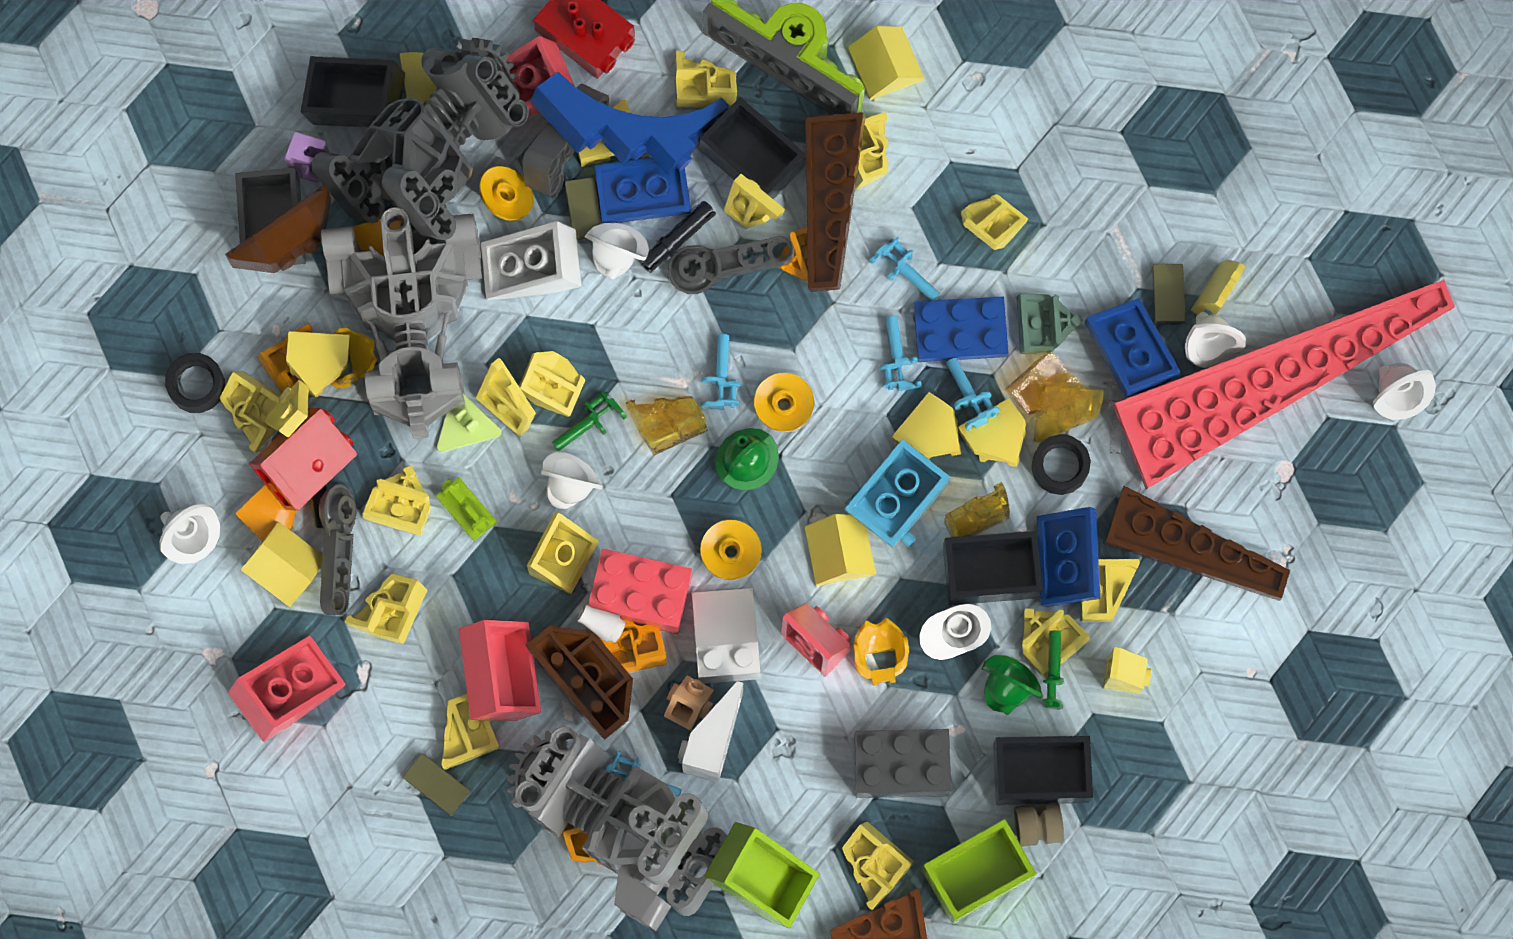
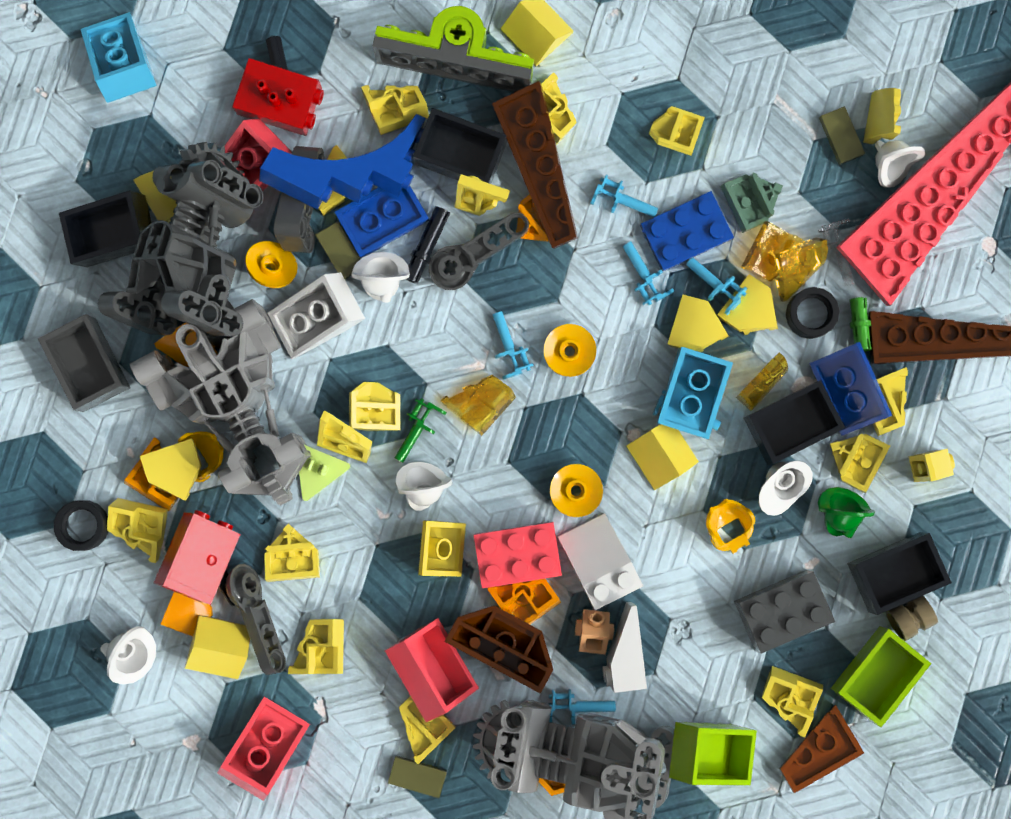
camera: 25 degrees left, 10 degrees up
(286, 237) = (103, 379): reddish brown wedge -> none
(290, 410) = (169, 524): light yellow wing -> none
(301, 154) = (86, 298): lavender hinge -> none
(465, 508) = (347, 540): lime hinge -> none
(602, 623) = (500, 597): white cone -> none
(747, 459) = (557, 408): green helmet -> none
(815, 638) = (676, 537): coral slope -> none
(1054, 666) = (877, 494): green piece -> none
(1109, 495) = (860, 322): none -> bright green pin
(1132, 347) = (833, 193): blue plate -> none

